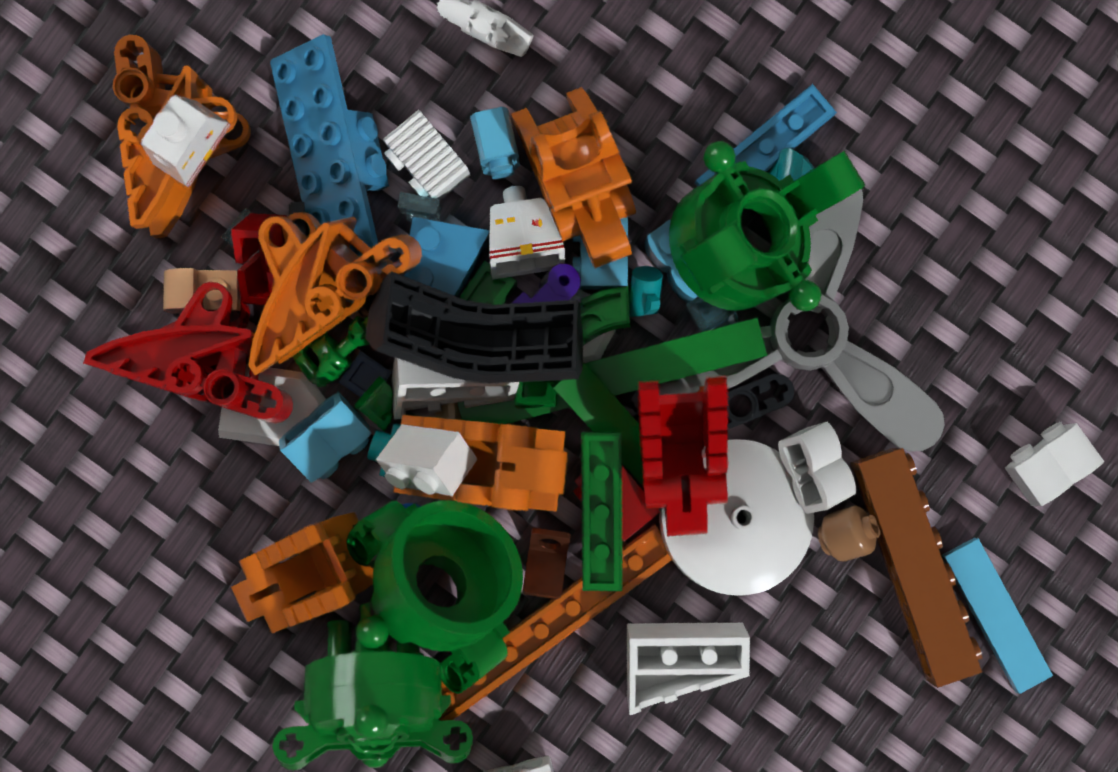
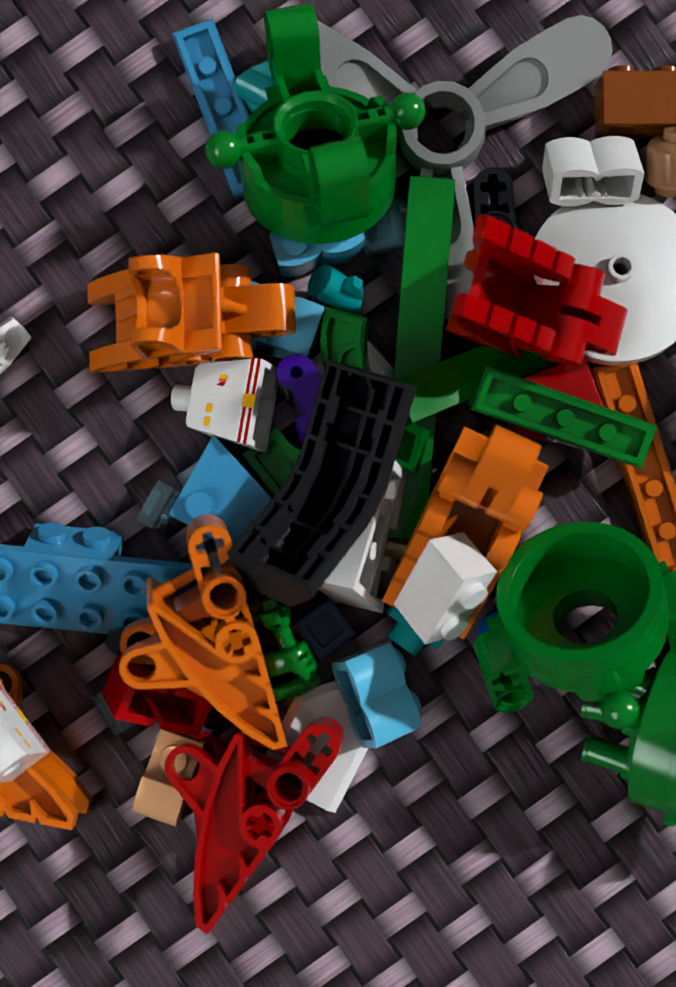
camera: 65 degrees left, 0 degrees up
(321, 567) = (512, 780): orange piece -> none
(377, 403) = (358, 625): green tile -> none
(426, 157) = (105, 479): white brick -> none
(495, 142) = (117, 395): medium azure brick -> none
(546, 564) = (596, 499): copper bracket -> none

